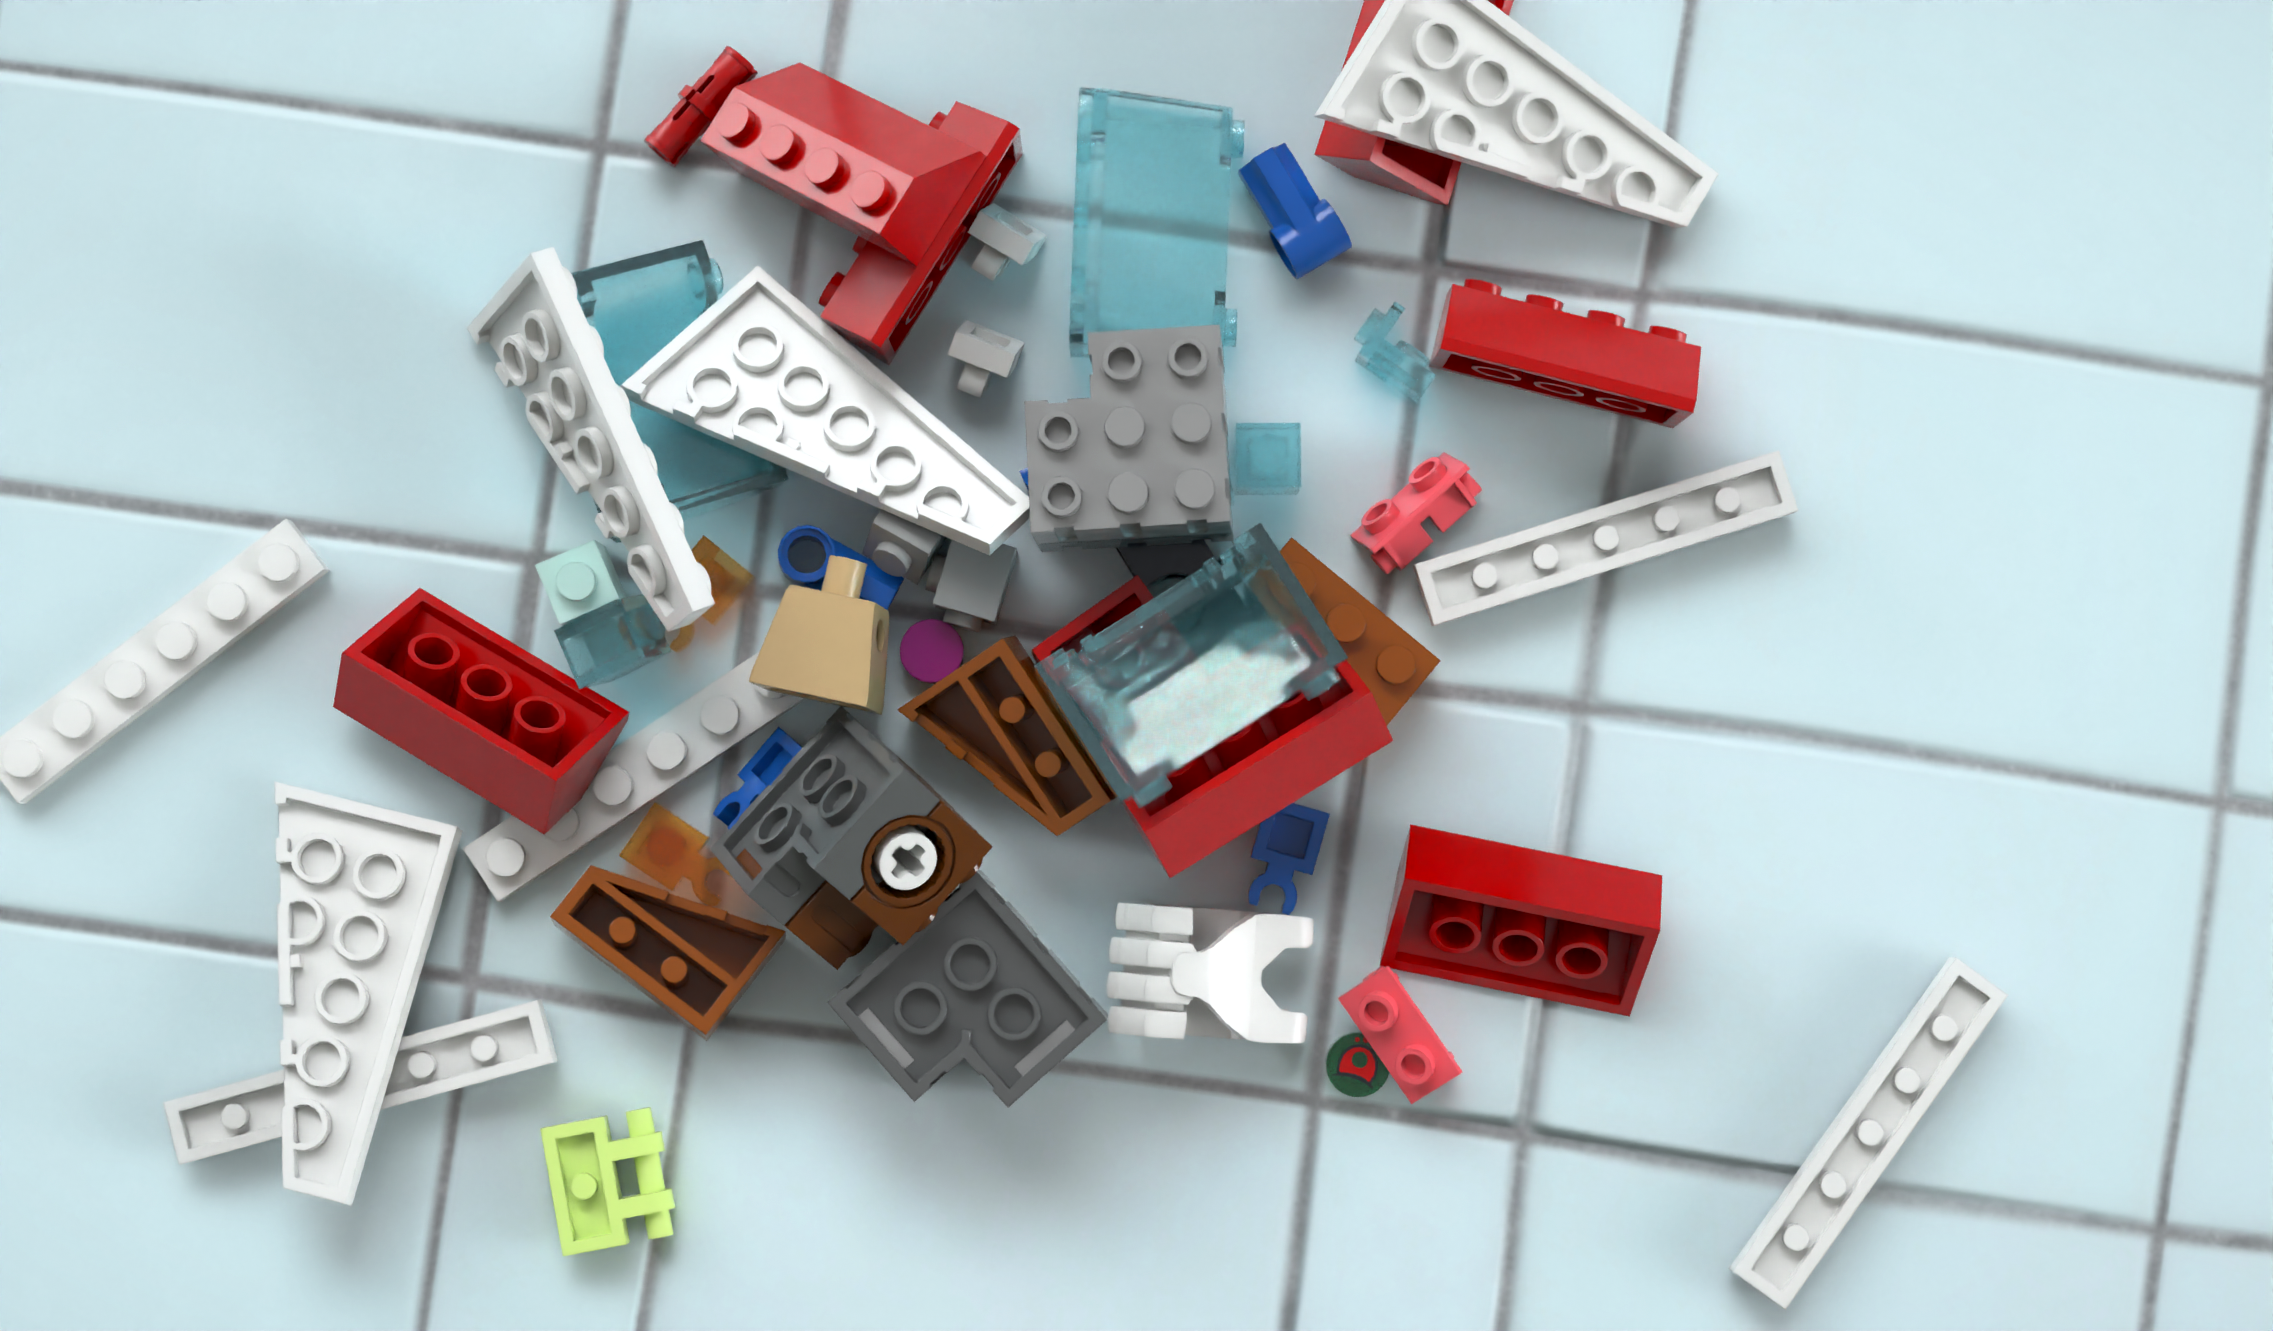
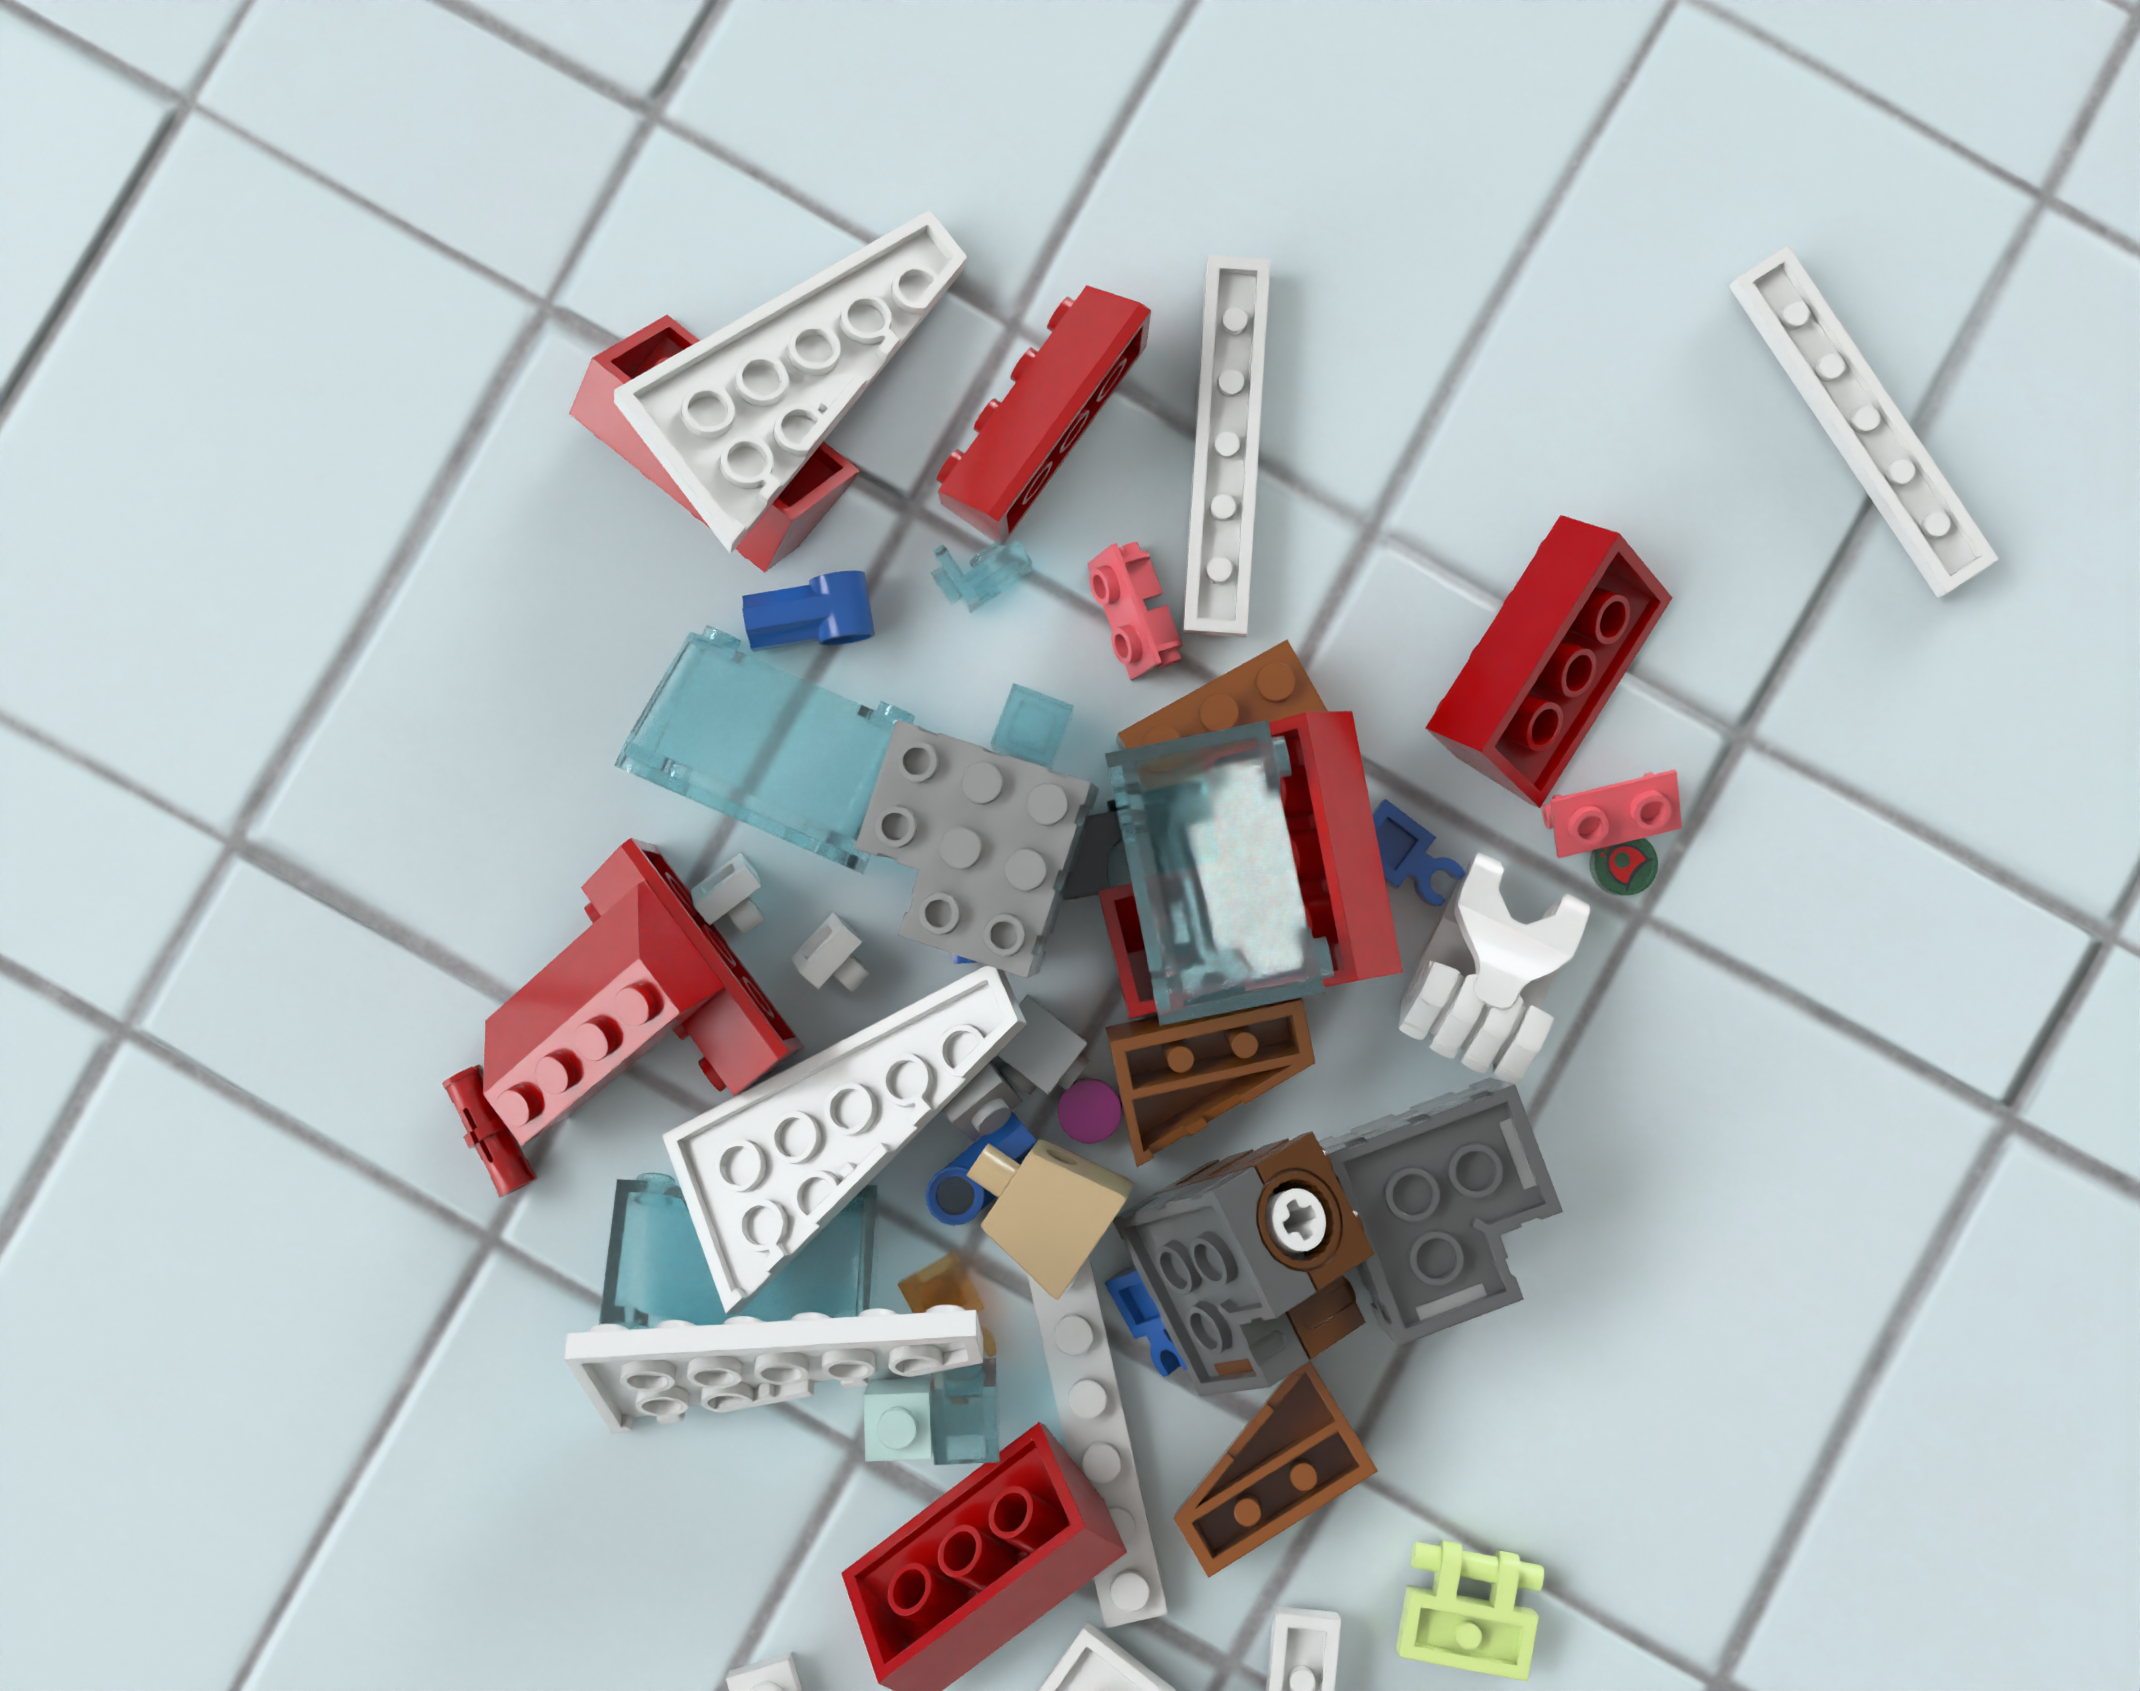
camera: 65 degrees left, 0 degrees up
(671, 850) = (1182, 1431): clear orange plate -> none

